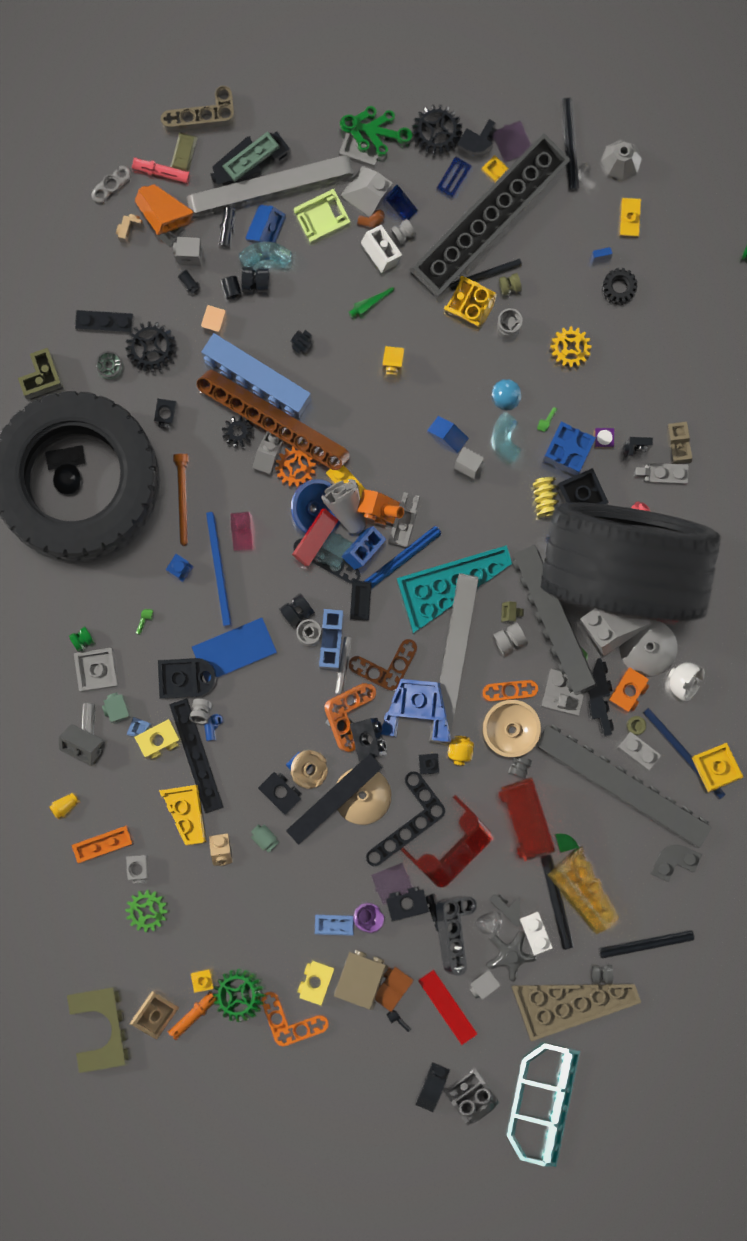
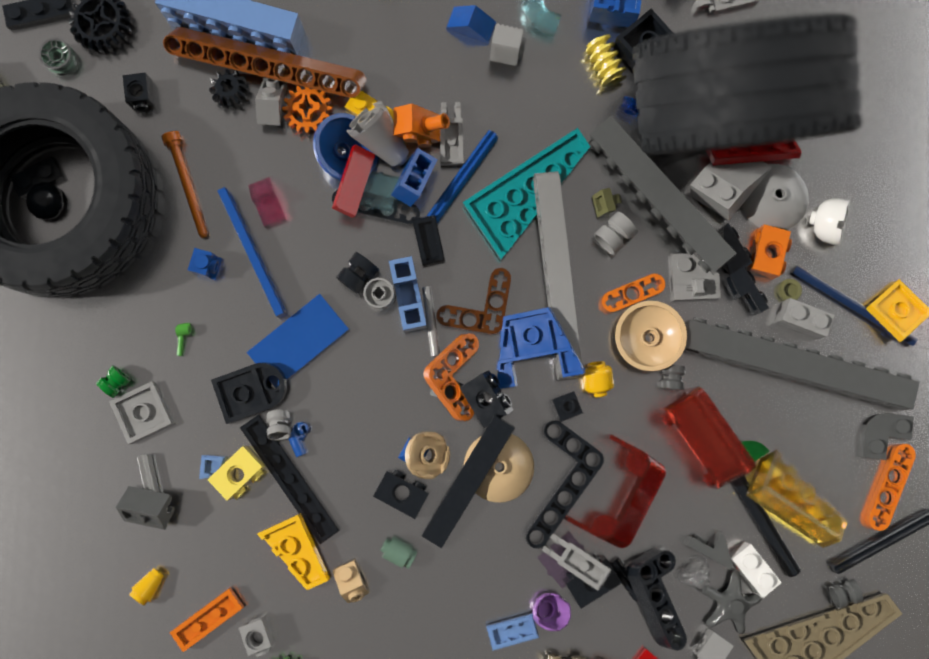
camera: 25 degrees left, 0 degrees up
(116, 708) = (177, 451): sand green brick -> none
(400, 885) = (579, 563): none -> light grey hinge
(668, 906) = (886, 484): none -> orange beam

